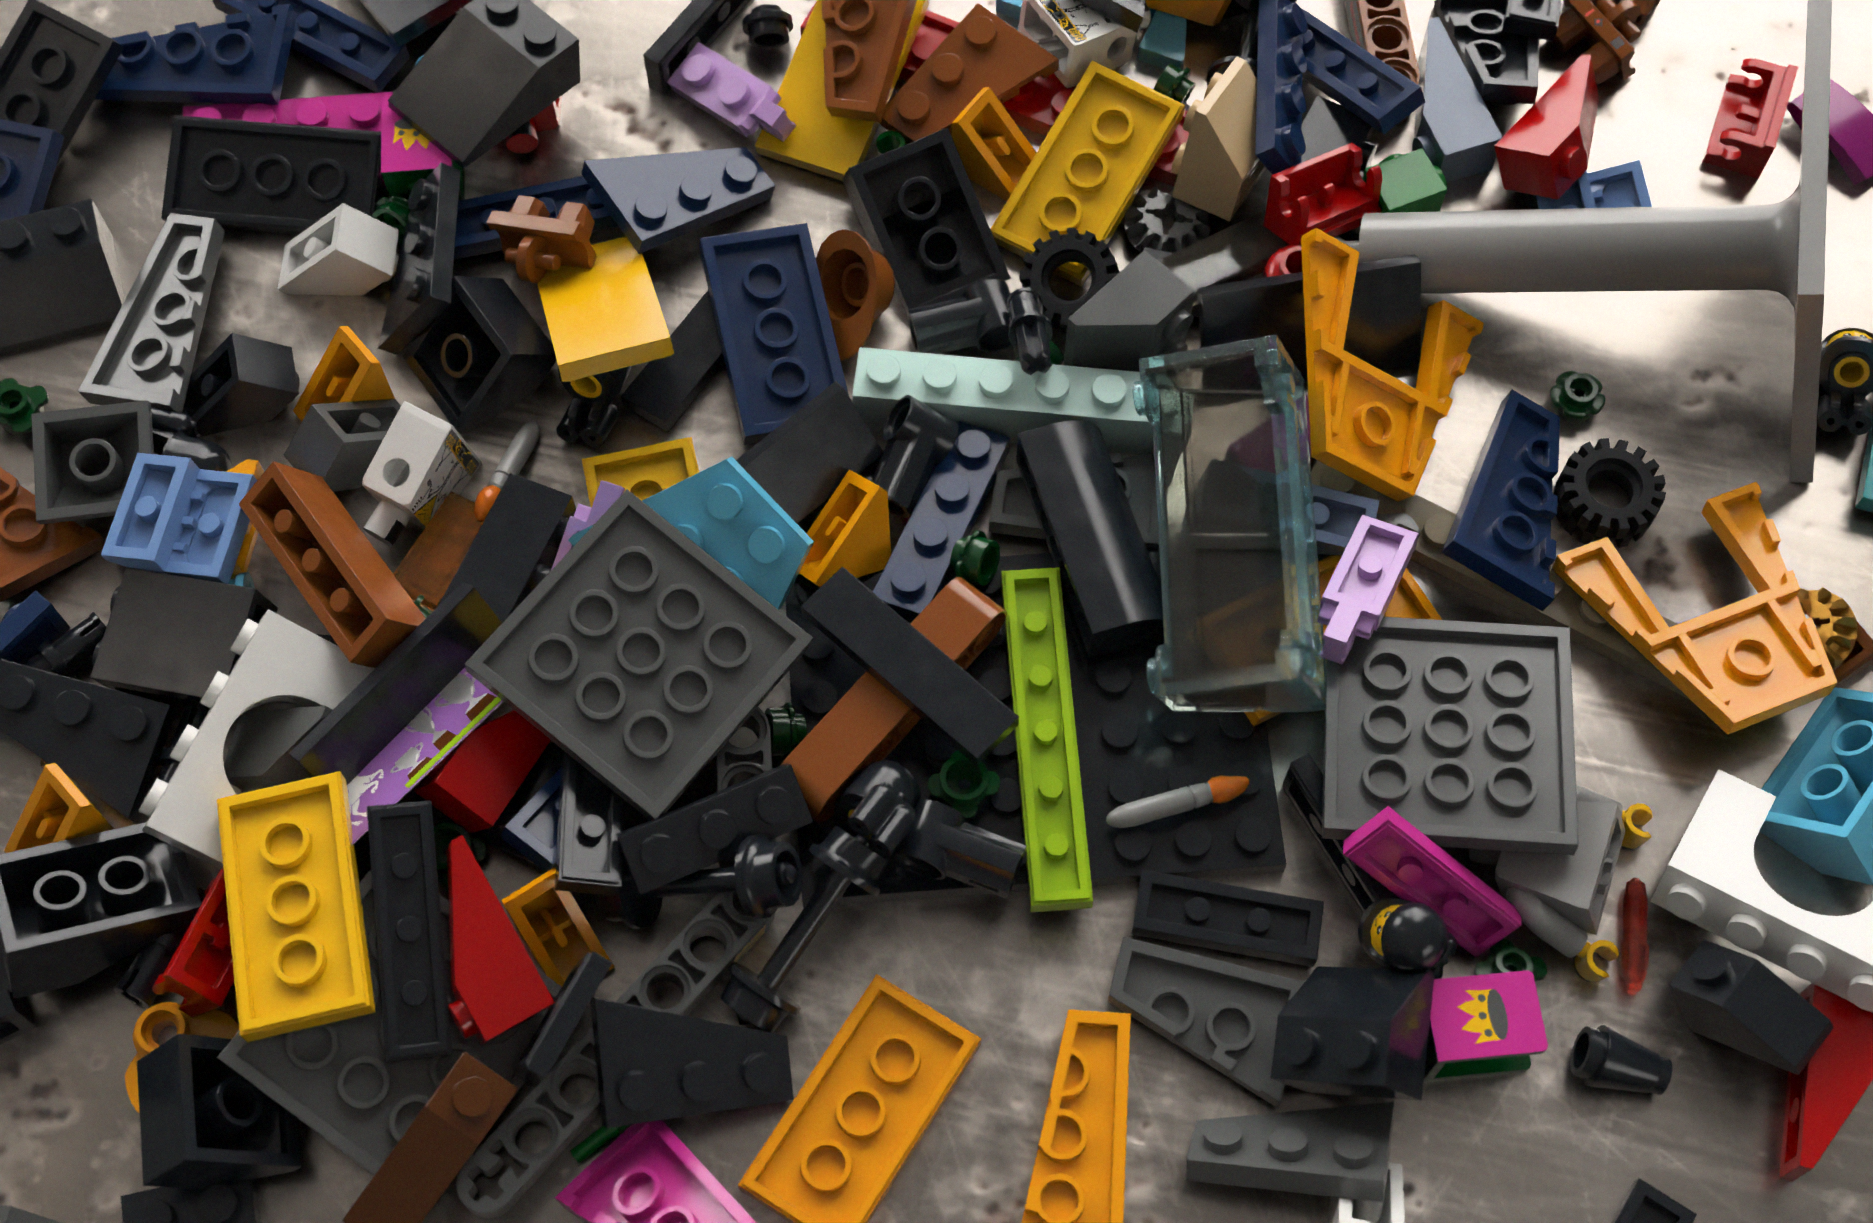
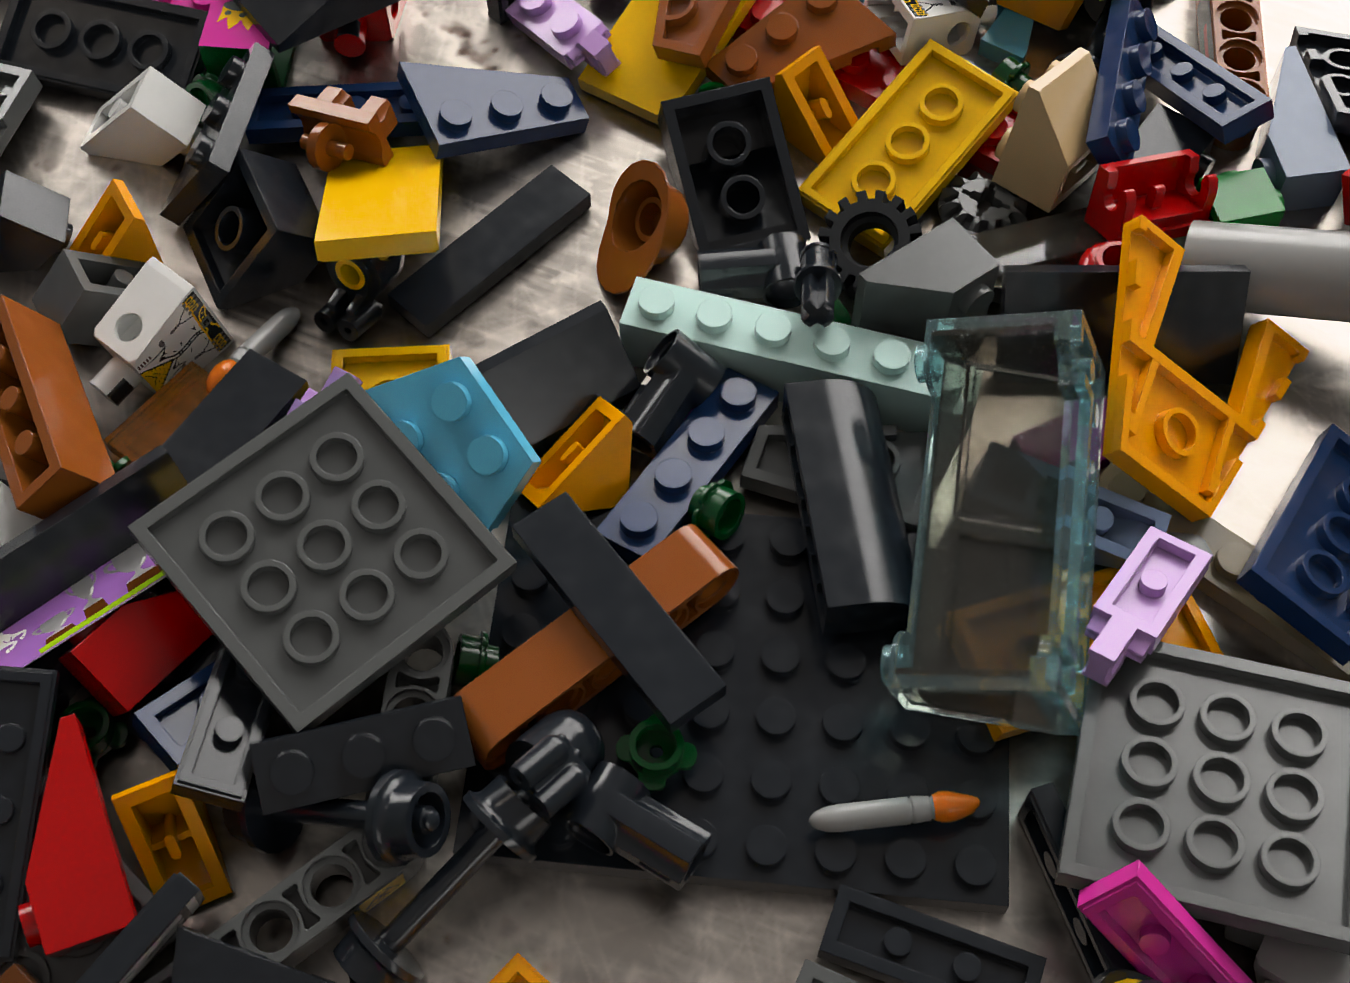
camera: 10 degrees right, 5 degrees down
(770, 323) = (553, 238): dark blue plate -> none
(1046, 741) = (757, 726): lime tile -> none

